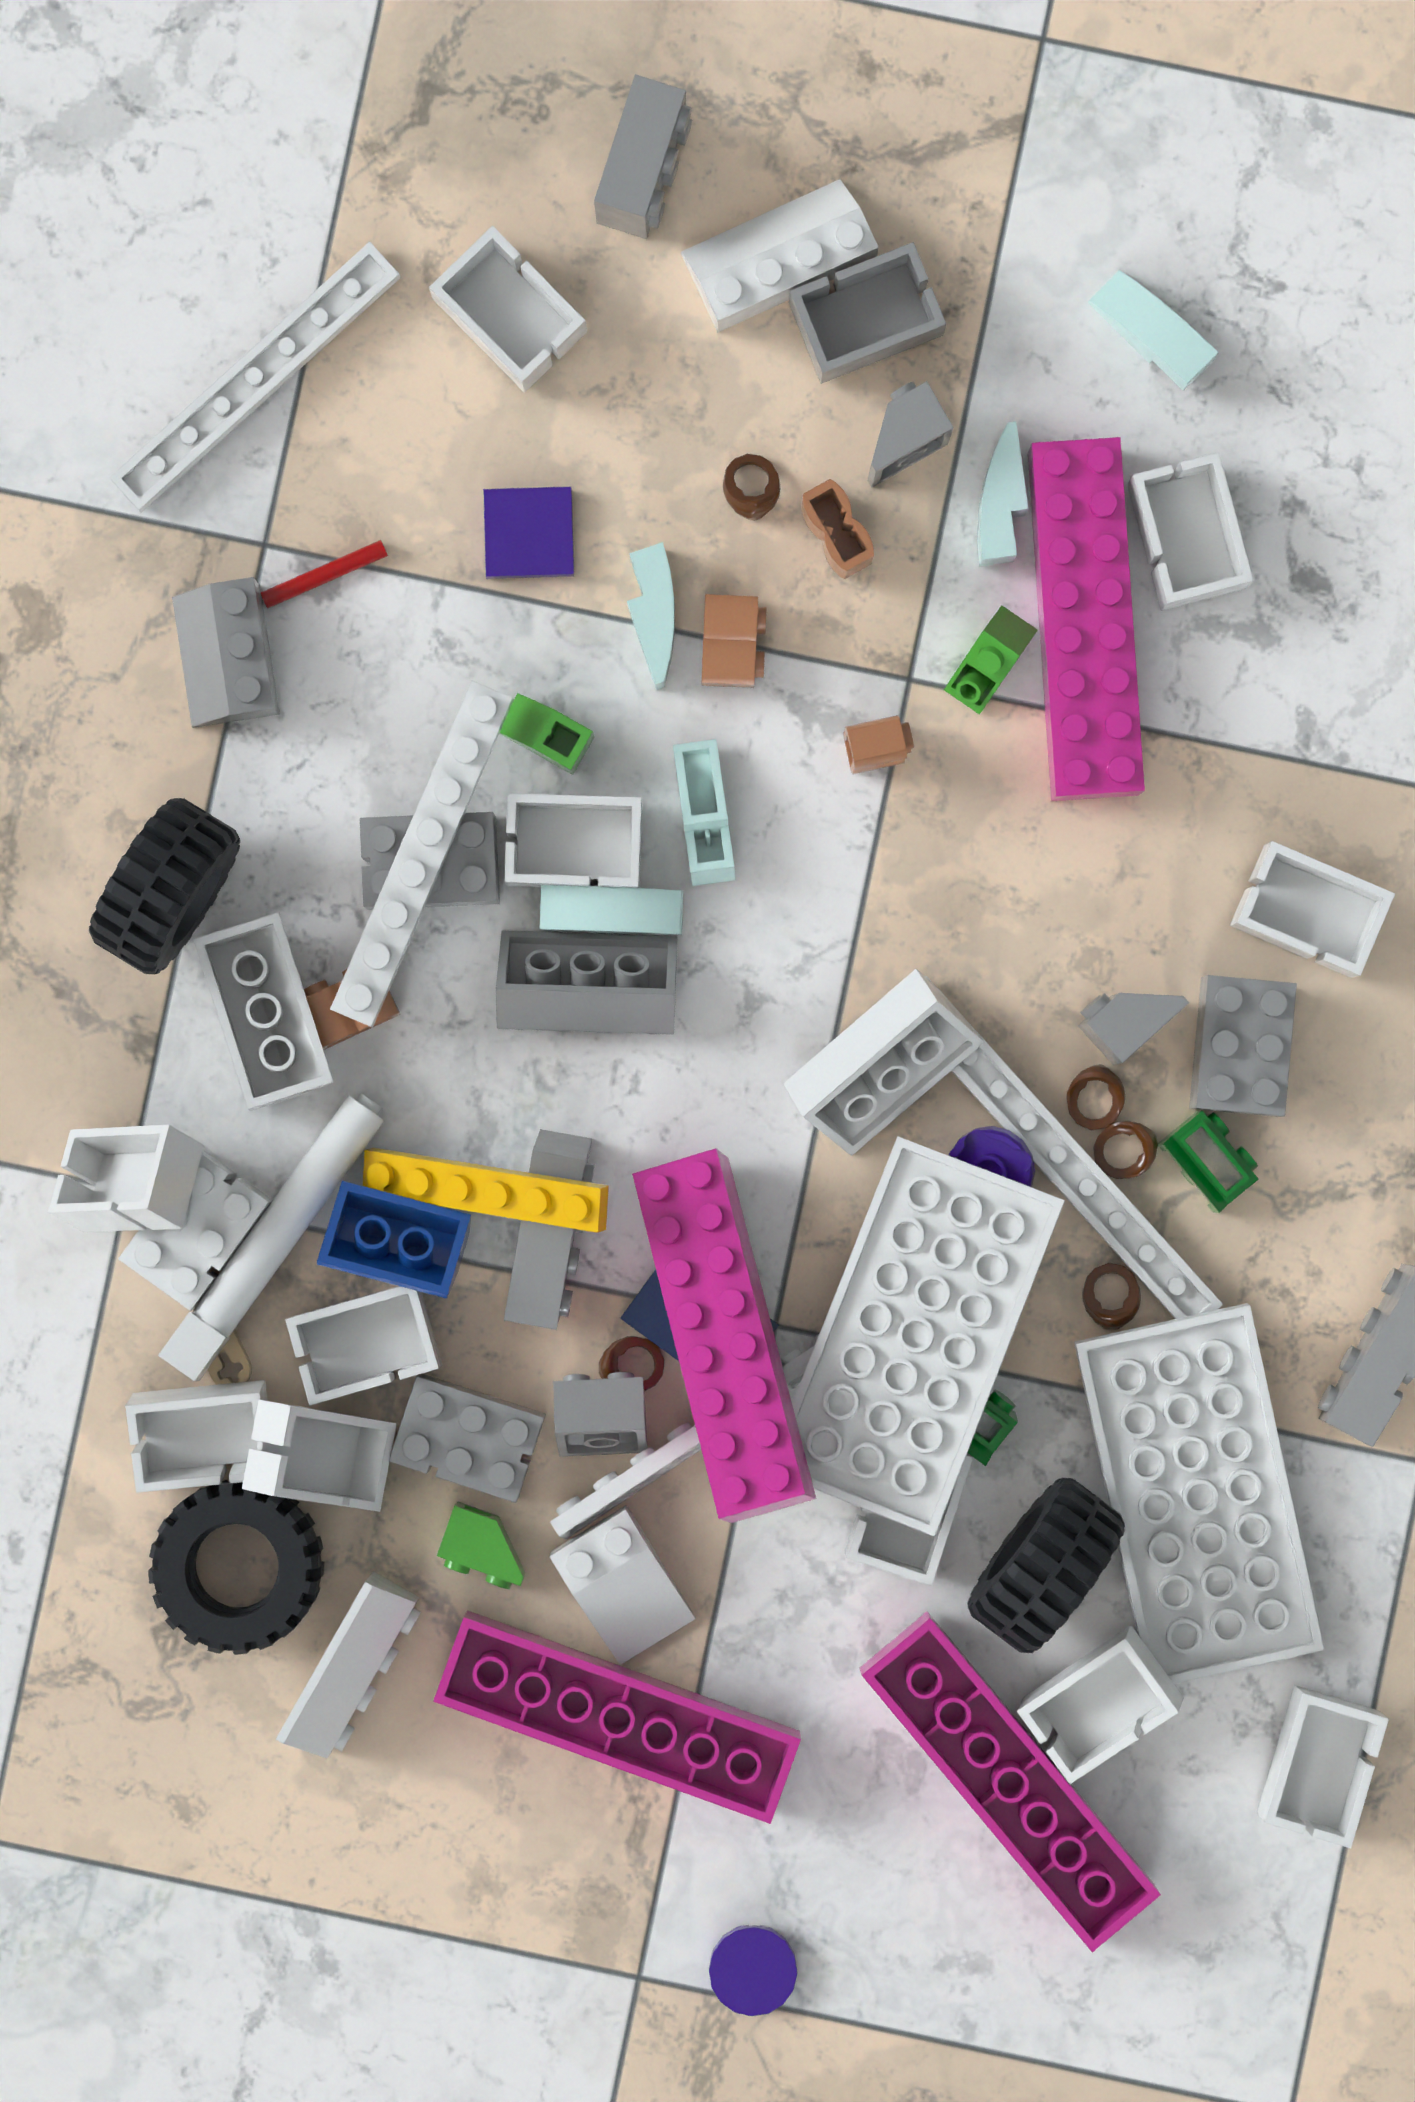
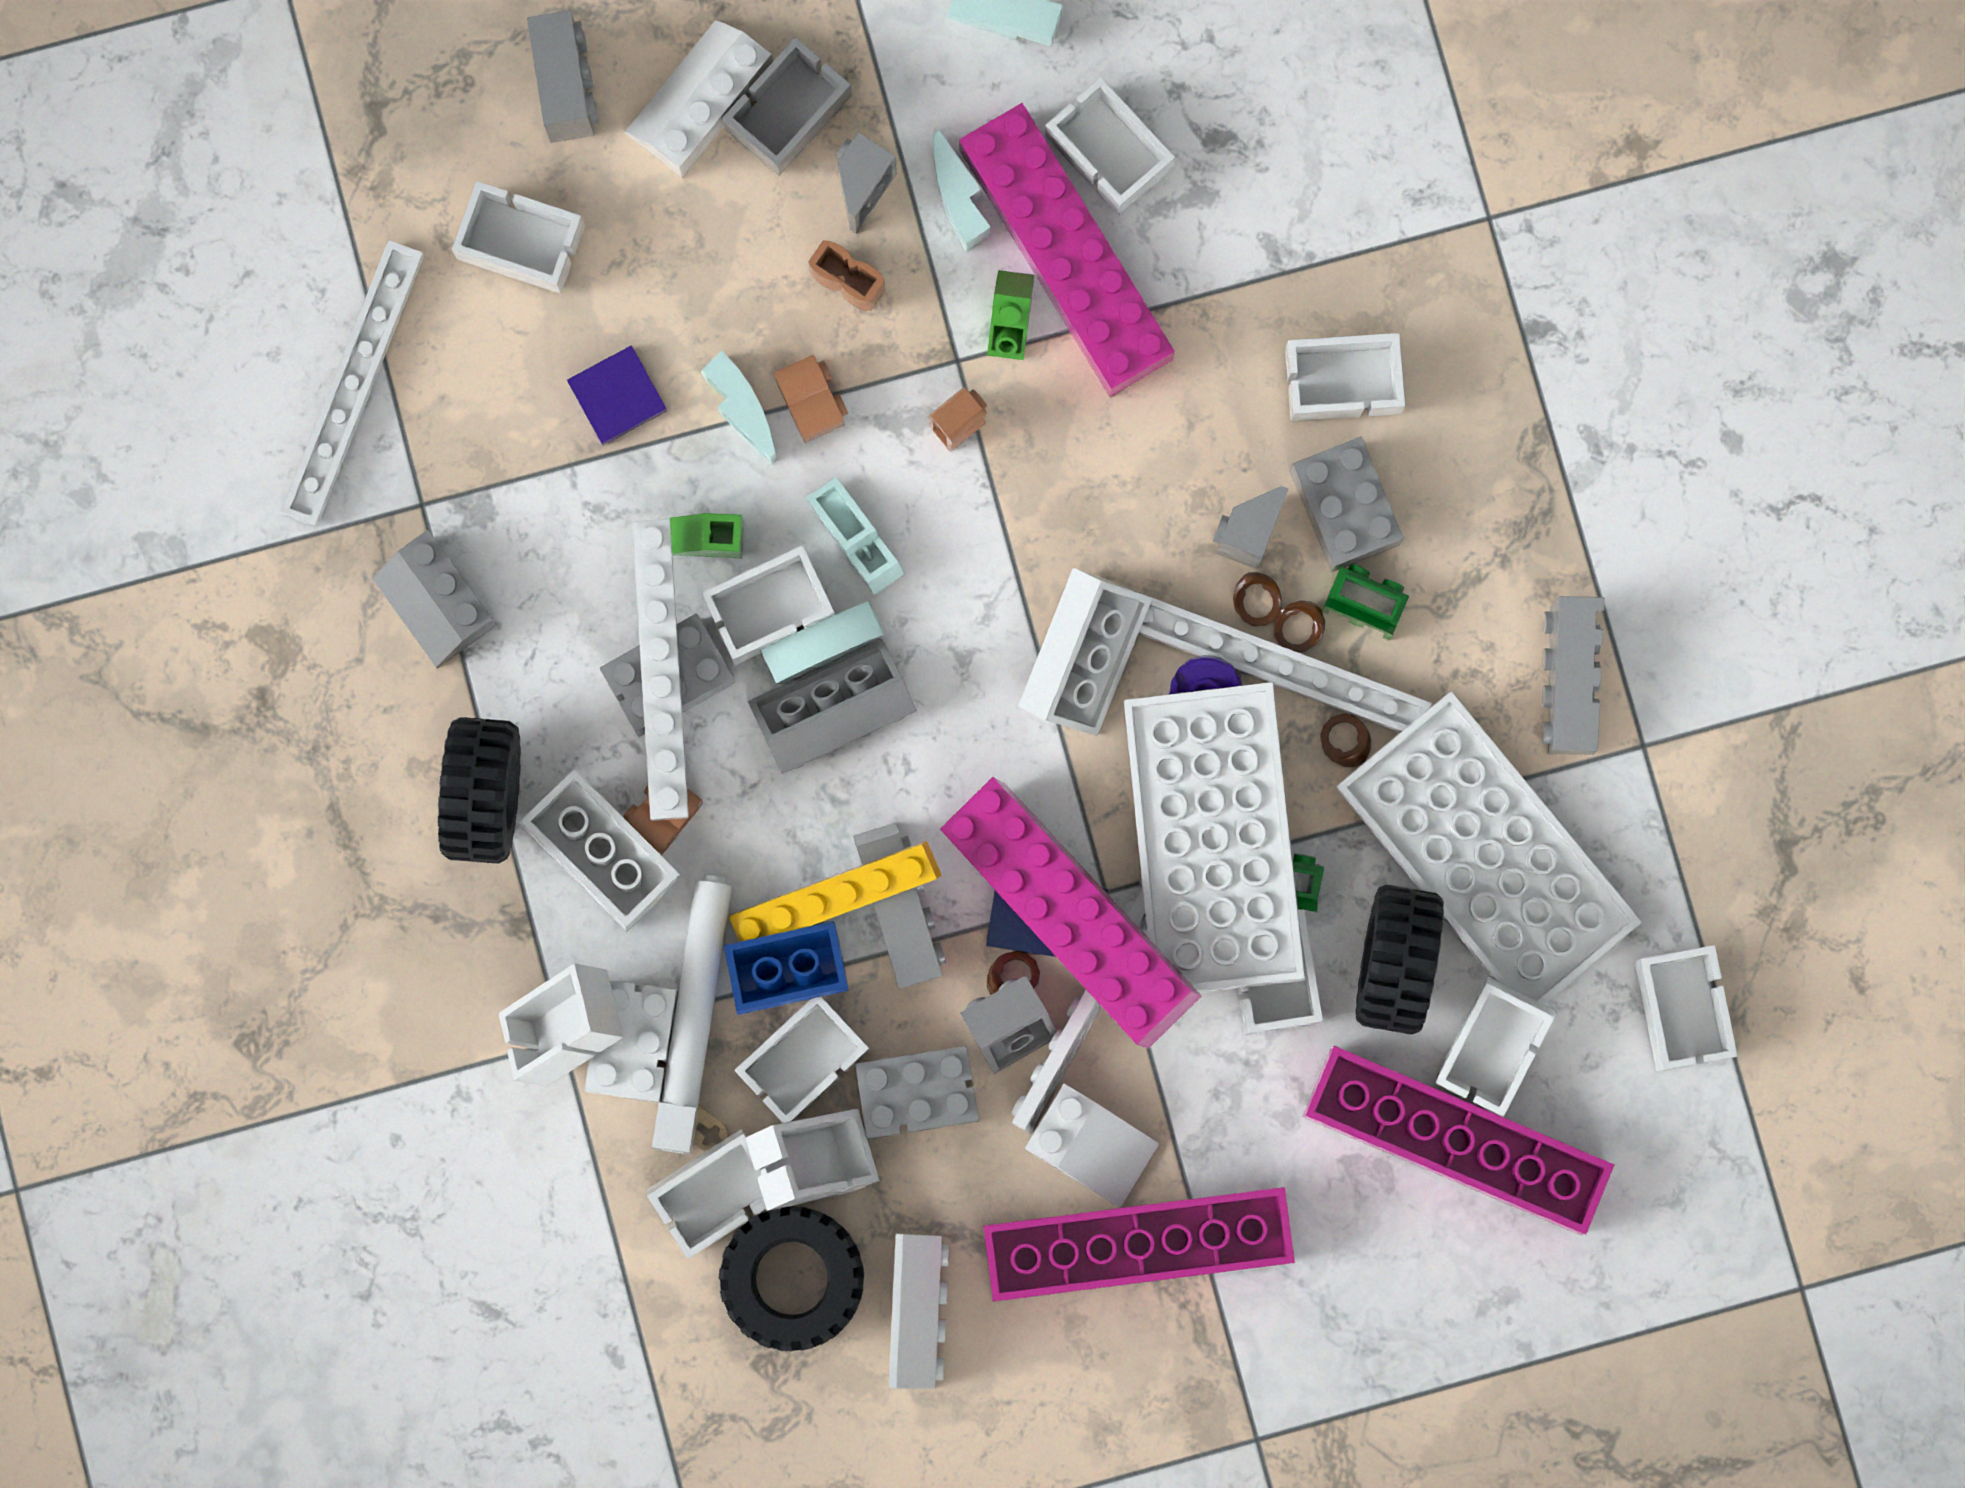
camera: 30 degrees left, 5 degrees down
(324, 574) = (478, 503): red bar -> none
(480, 1543) = (966, 1168): bright green slope -> none
(750, 506) = (773, 292): reddish brown piece -> none
(753, 1970) = (1340, 1387): dark purple tile -> none

